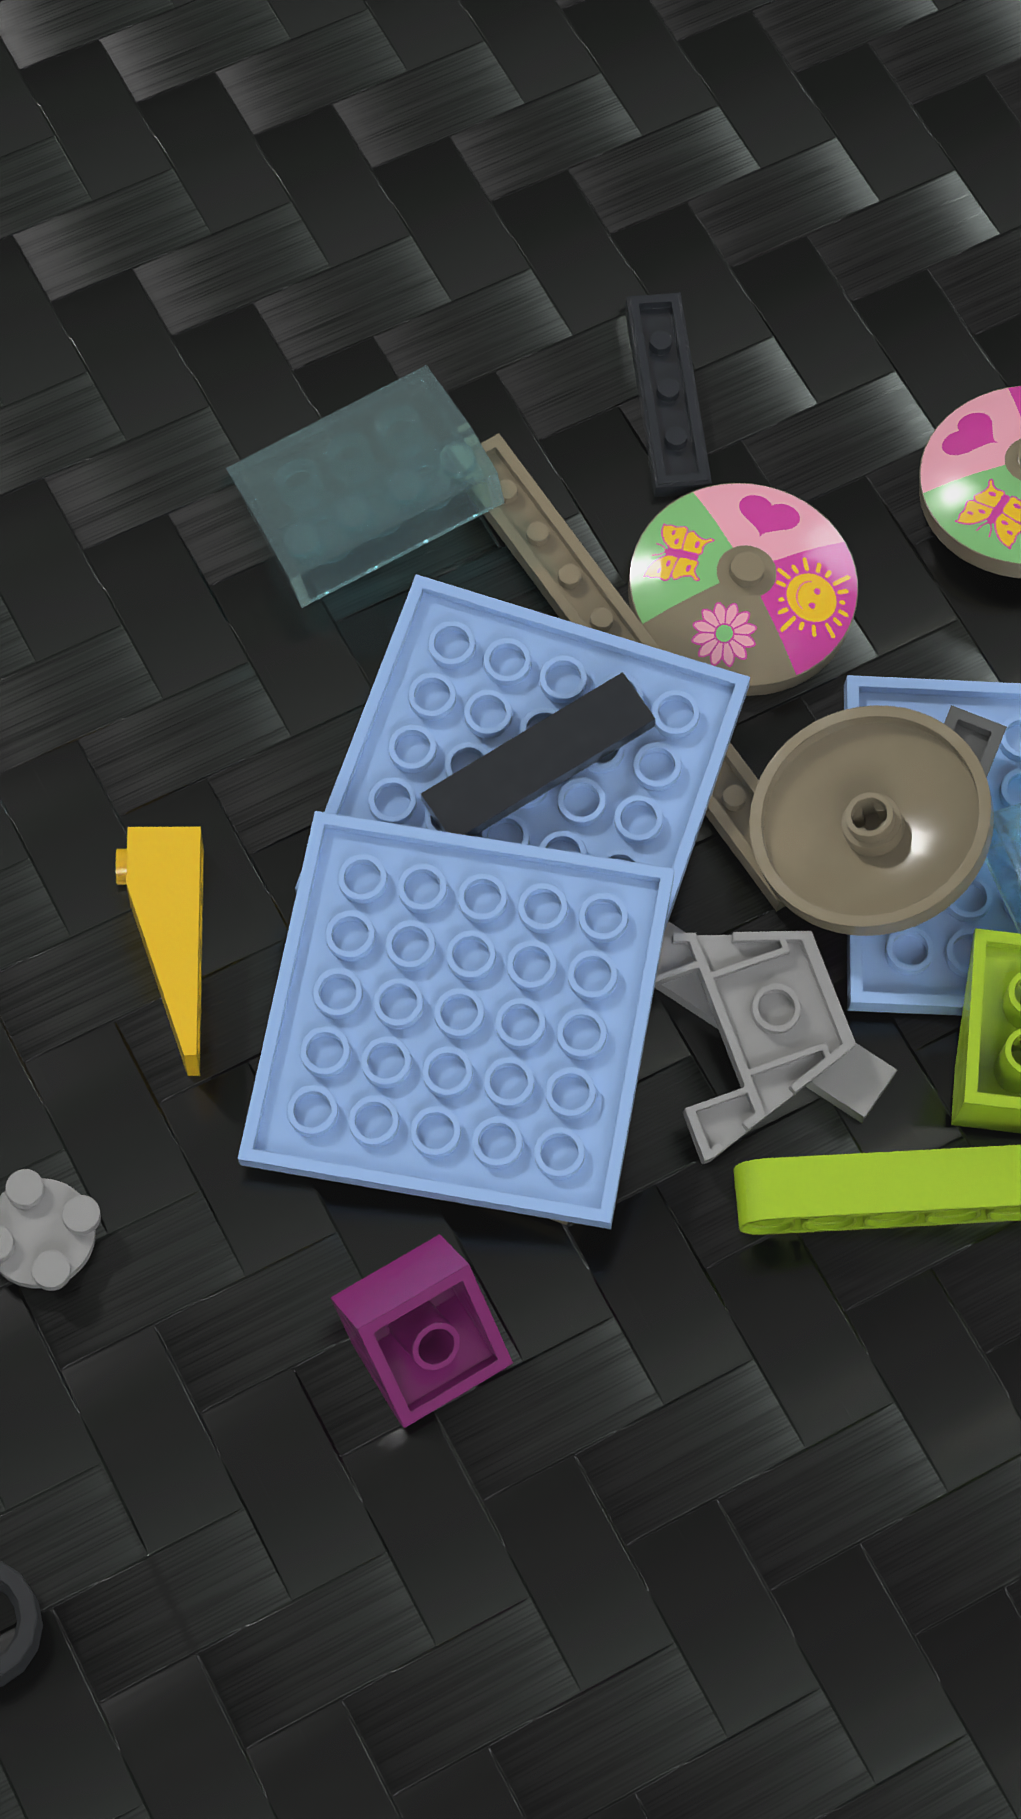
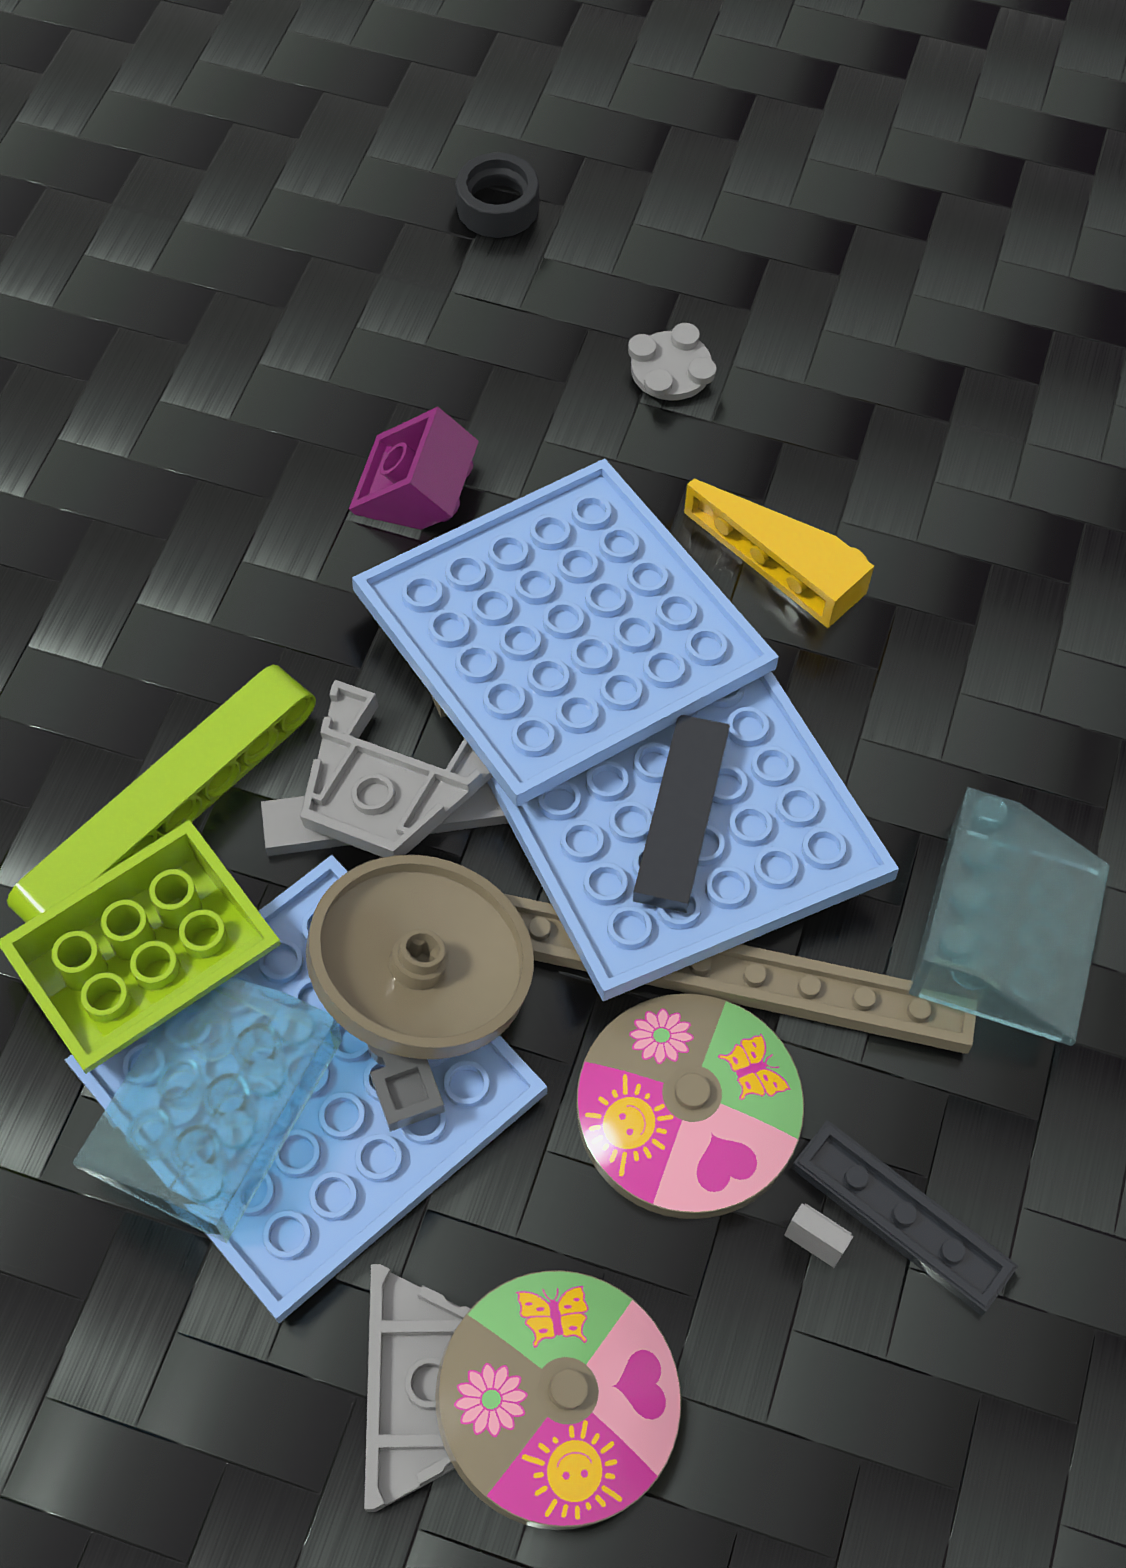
camera: 140 degrees right, 5 degrees down
(747, 422) = (818, 1234): none -> light grey tile

